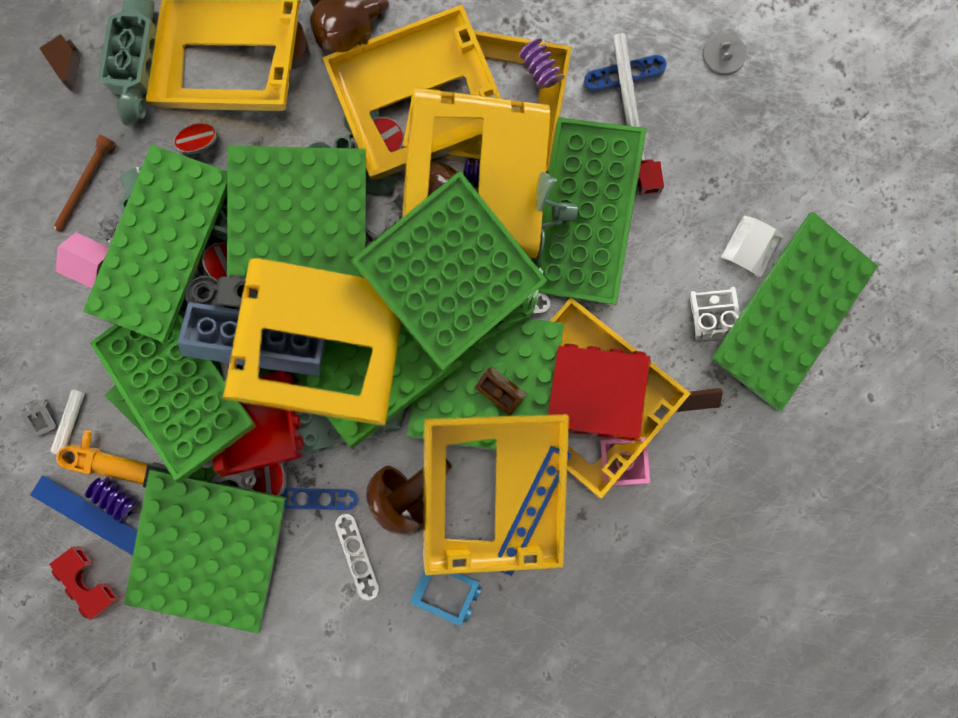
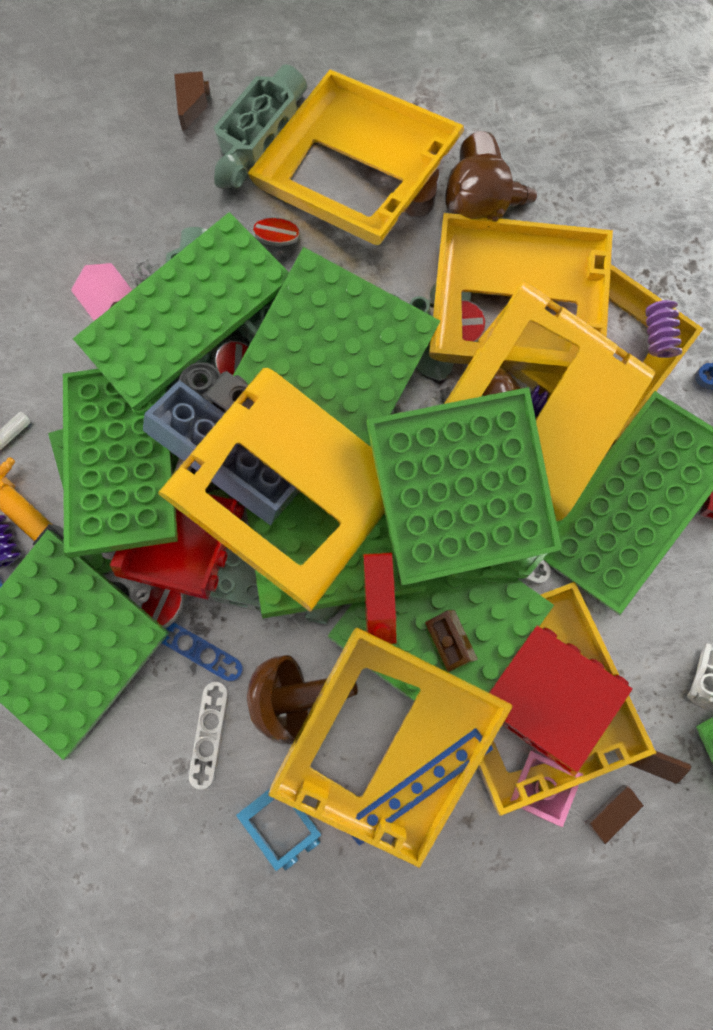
camera: 25 degrees right, 5 degrees down
(103, 146) = (183, 195): dark orange piece -> none
(431, 387) = (380, 596): none -> red slope
(559, 211) = (610, 486): sand green plant -> none
(685, 453) = (614, 813): none -> reddish brown slope

